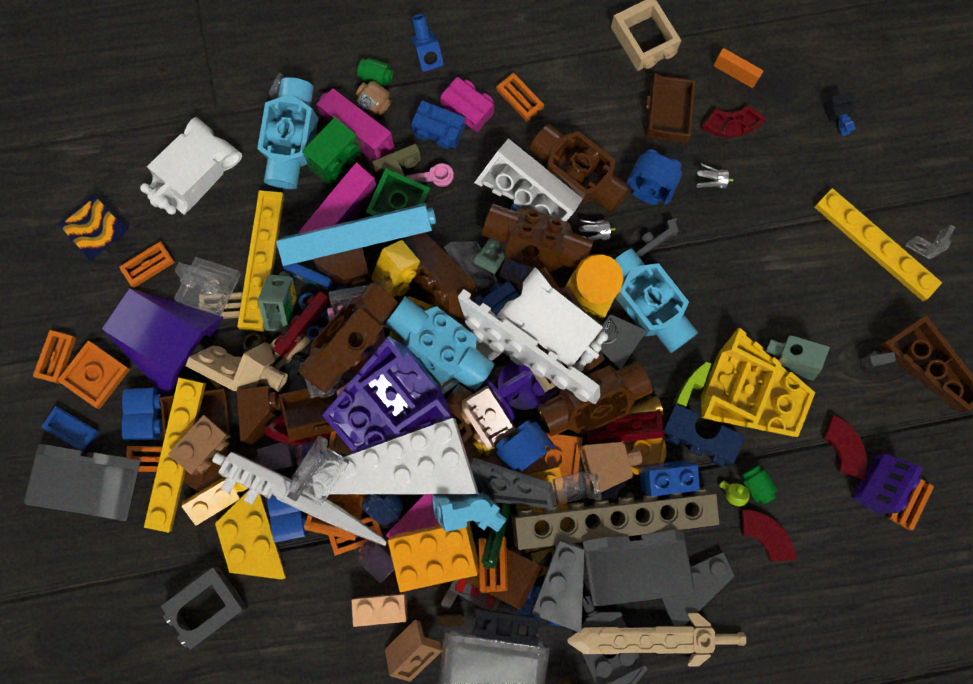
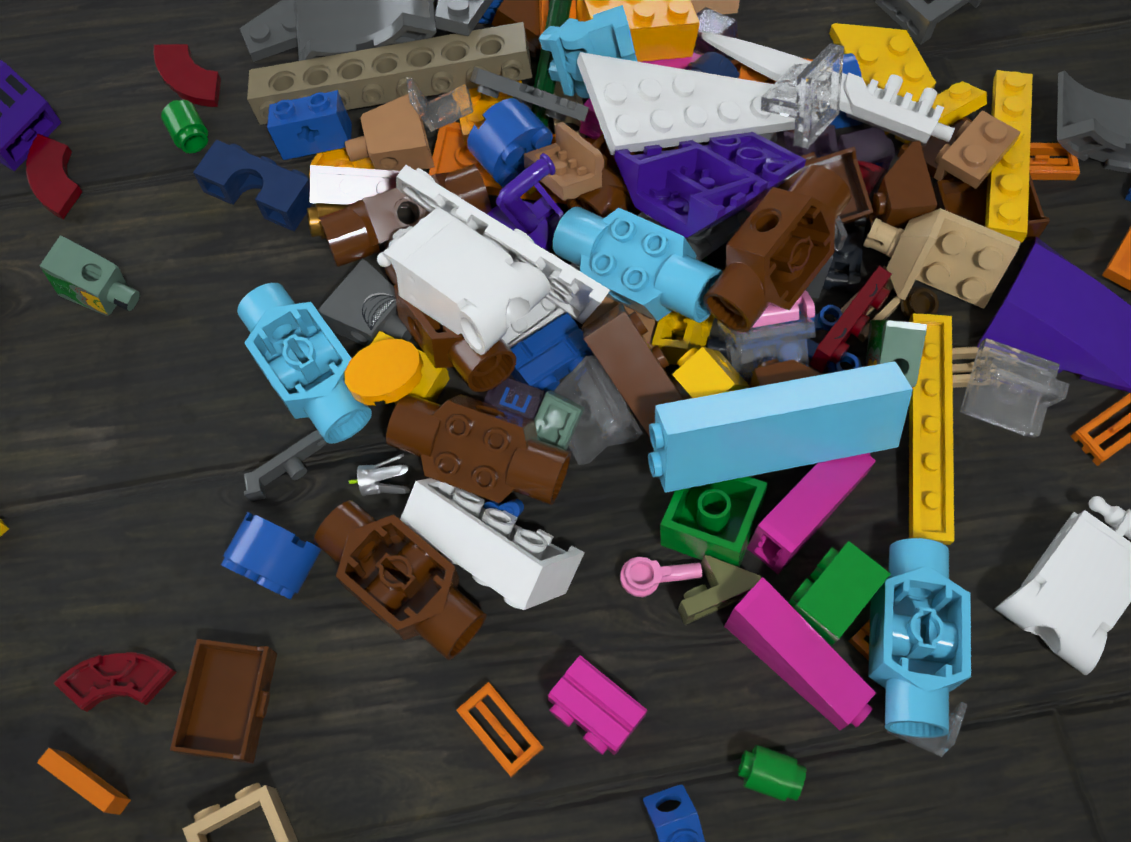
camera: 175 degrees left, 10 degrees down
(141, 414) = (1072, 208): blue brick -> none
(373, 98) = (770, 716): medium nougat head -> none
(438, 125) = (649, 663): blue brick -> none
(695, 381) = (252, 255): lime slope -> none
(720, 176) = (158, 565): flat silver piece -> none
(735, 493) = (220, 118): lime piece -> none
(754, 390) = (173, 240): yellow wedge -> none

